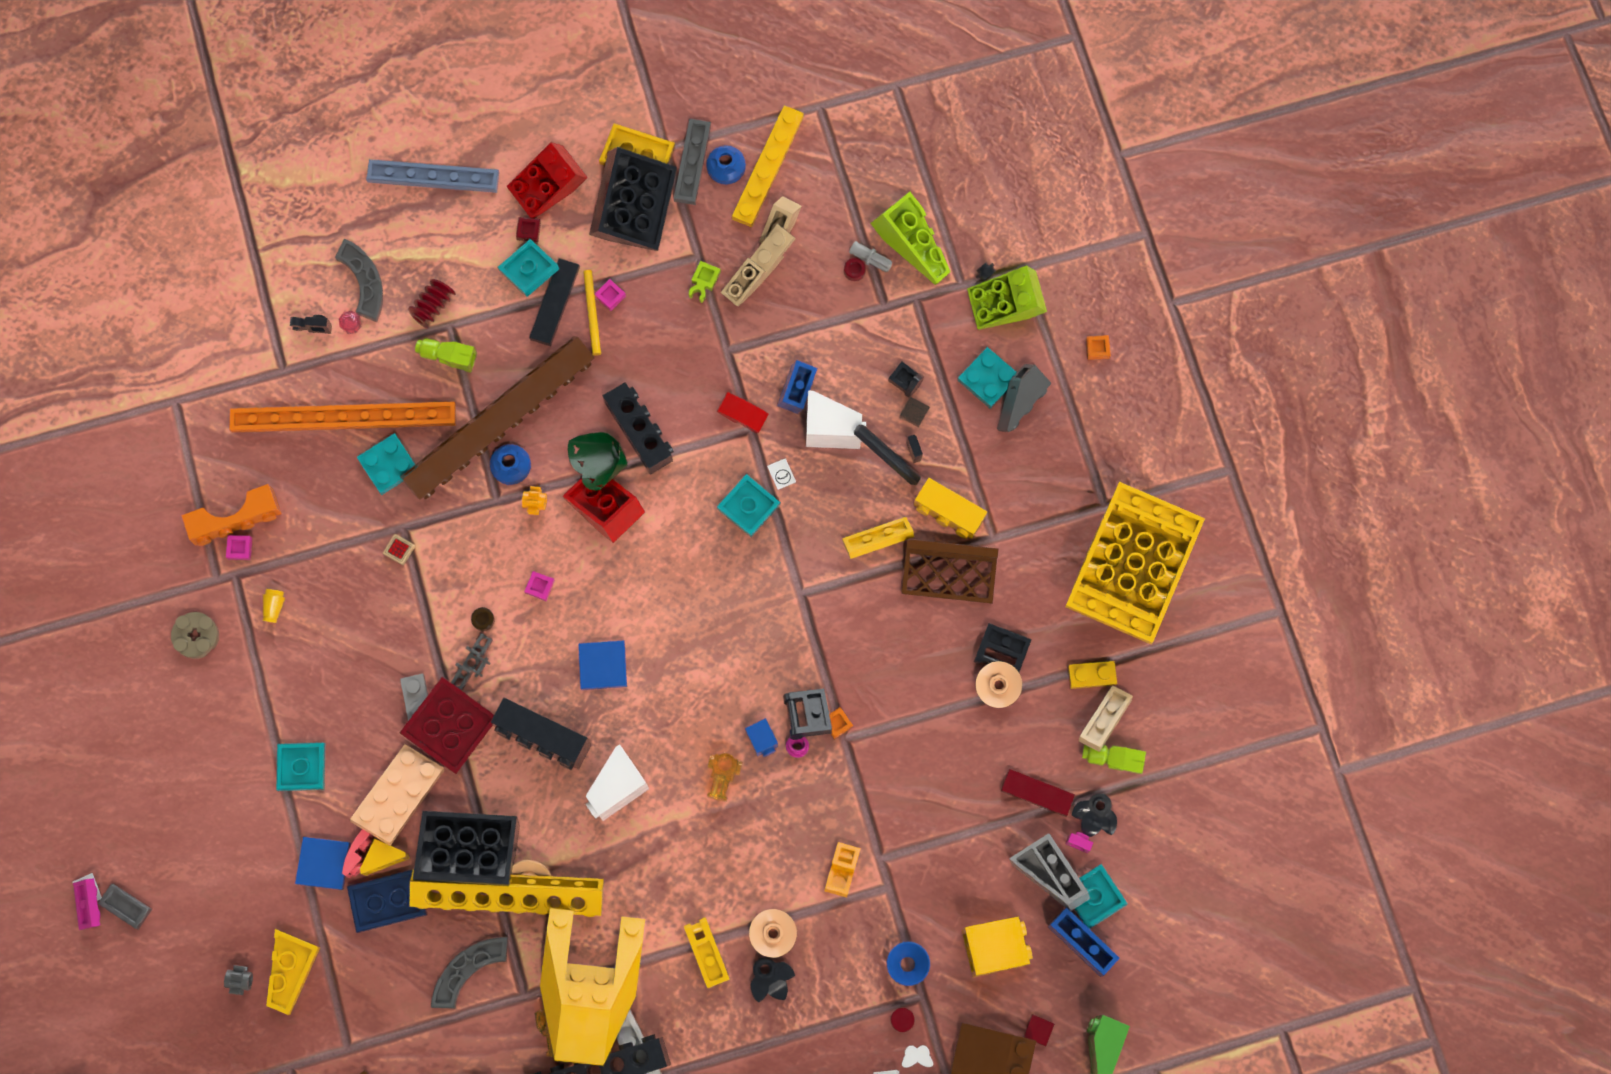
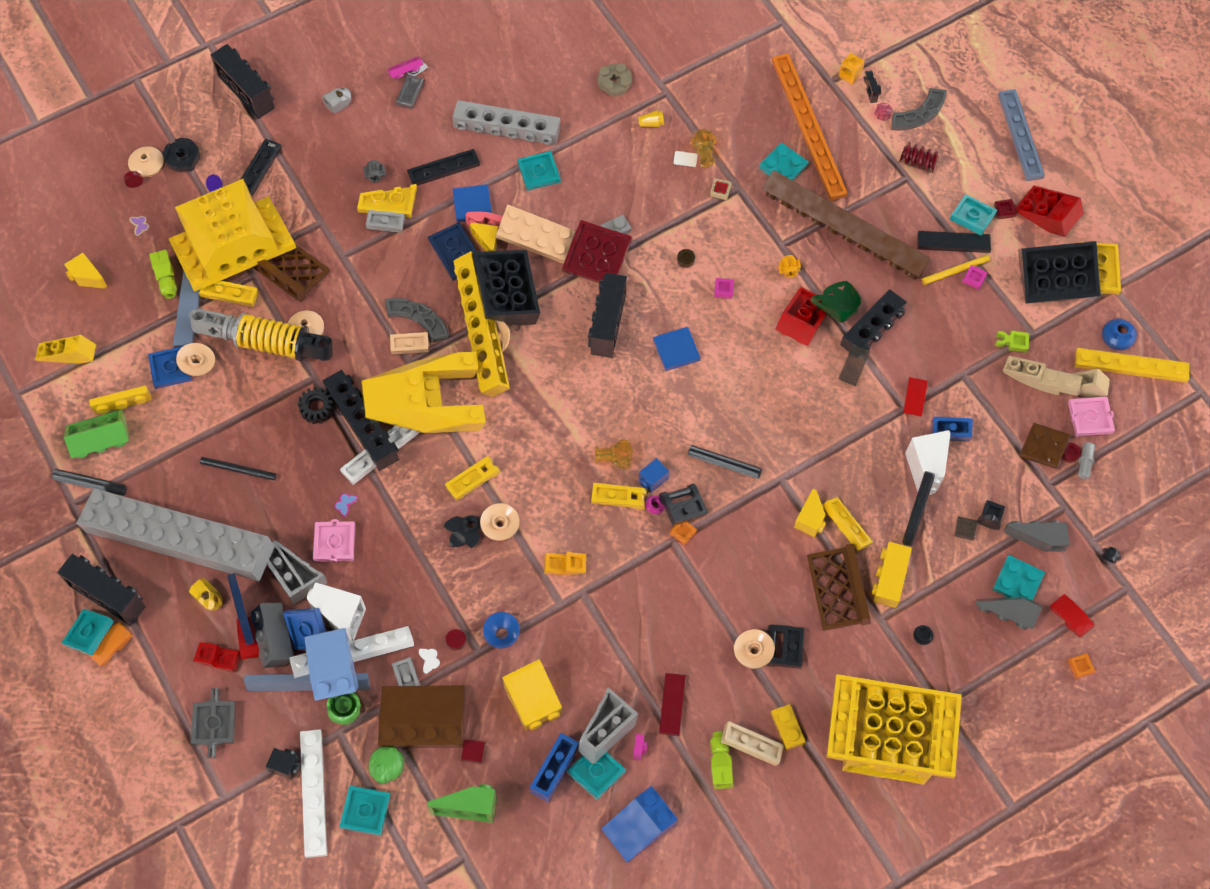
camera: 75 degrees right, 10 degrees down
(106, 1006) = (337, 99): none -> light grey rock
(206, 796) = (506, 122): none -> light grey brick
(239, 547) = (687, 88): dark pink plate -> none
(257, 888) = (443, 167): none -> black tile
(259, 506) = (722, 91): orange arch -> none
(278, 340) = (851, 68): none -> light orange brick
(316, 982) = (385, 221): none -> light grey plate
(336, 553) = (703, 144): none -> clear yellow connector
(340, 579) = (685, 158): none -> white sticker
(448, 353) = (884, 180): lime piece -> none
(479, 657) = (644, 257): dark grey piece -> none
(503, 989) = (409, 343): none -> light nougat plate
(515, 473) = (811, 251): blue piece -> none
(615, 785) = (584, 376): white slope -> none
(686, 467) = (854, 365): none -> clear smoke tile
(692, 161) = (1110, 307): dark grey plate -> none
(748, 505) = (839, 420): teal plate -> none
(764, 651) = (724, 461): none -> axle
(775, 786) = (618, 496): none -> yellow plate
(781, 474) = (875, 440): white sticker -> none
(819, 232) = (1091, 416): none -> bright pink plate
(841, 293) = (1045, 445): none -> reddish brown plate
(857, 573) = (811, 516): none -> yellow slope
(908, 233) = (1117, 487): lime wedge -> none
(914, 448) = (933, 534): black tile -> none
(948, 332) = (1044, 536): none -> dark grey slope
(1007, 298) = (1095, 579): lime slope -> none
(1025, 498) = (923, 635): none -> black plate
(1042, 336) = (1073, 615): none -> red slope
(1095, 819) = (663, 757): black plate -> none
(1164, 865) = (639, 824): none -> slope

